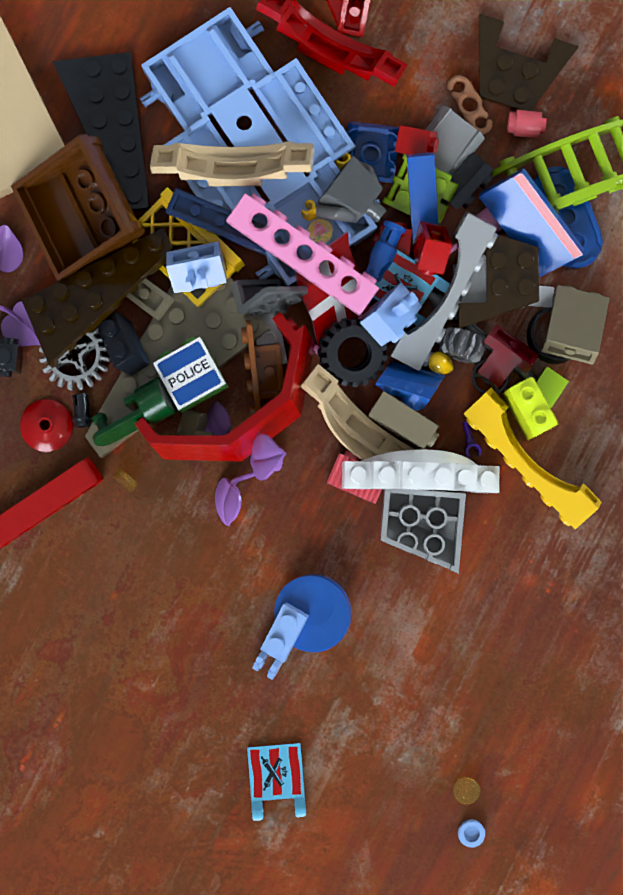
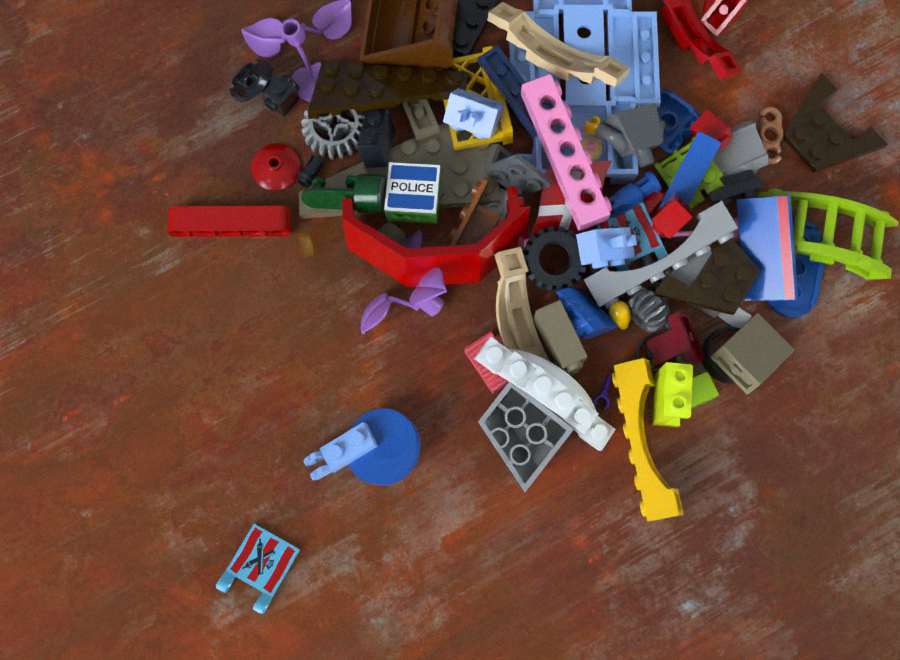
camera: 30 degrees right, 10 degrees down
(526, 124) = (808, 175): coral brick -> none

